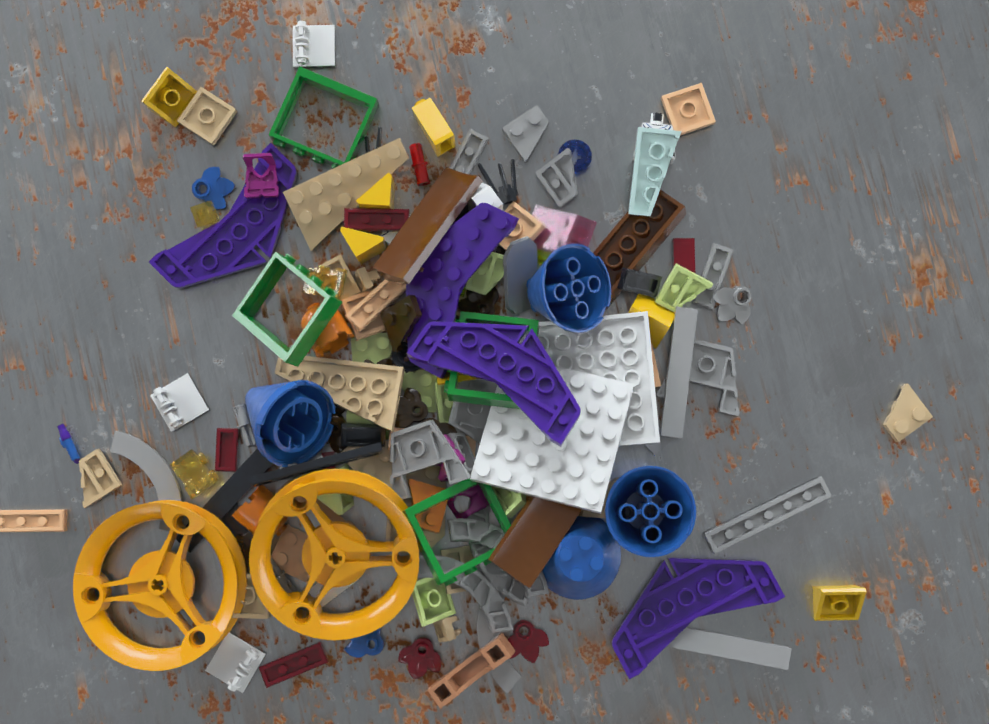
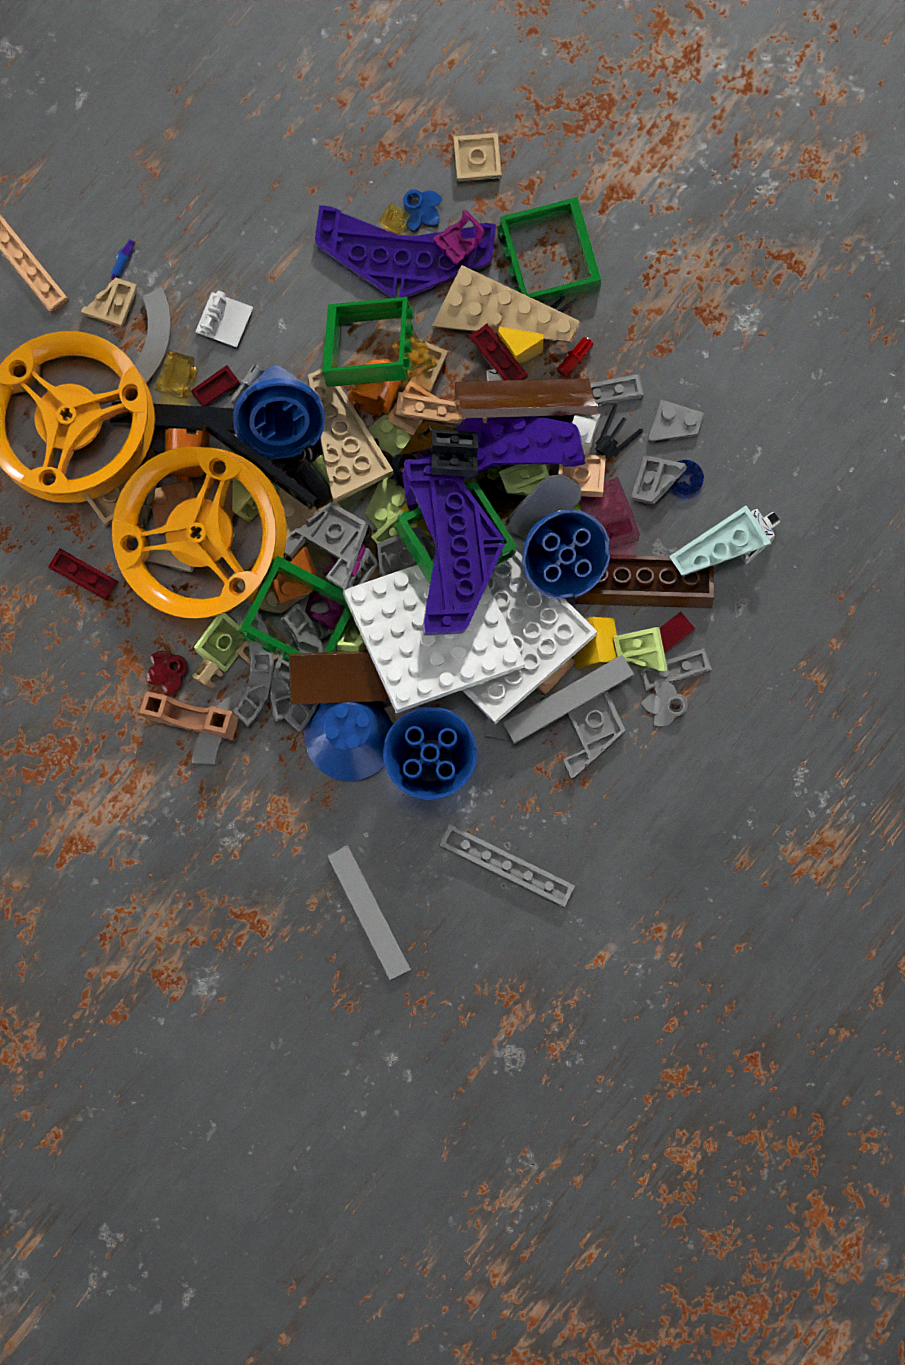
camera: 55 degrees right, 5 degrees down
(169, 96) = (468, 115): yellow slope -> none
(235, 662) = (49, 527): white hinge -> none
(313, 45) = (606, 194): white hinge -> none
(360, 646) = (145, 613): blue plate -> none
(364, 244) = (468, 362): yellow slope -> none
(365, 279) = (443, 388): tan tile -> none
(407, 404) = (363, 500): dark brown plate -> none
(430, 311) = (454, 453): none -> black slope
(434, 126) = (615, 343): yellow slope -> none
(529, 643) = (244, 750): dark red plate -> none
(639, 282) = (619, 610): black tile -> none
(673, 603) = (397, 854): dark purple wing -> none
(688, 109) = (801, 540): light nougat plate -> none
(838, 602) = (478, 979): yellow slope -> none
(906, 414) = (686, 920): tan wing -> none

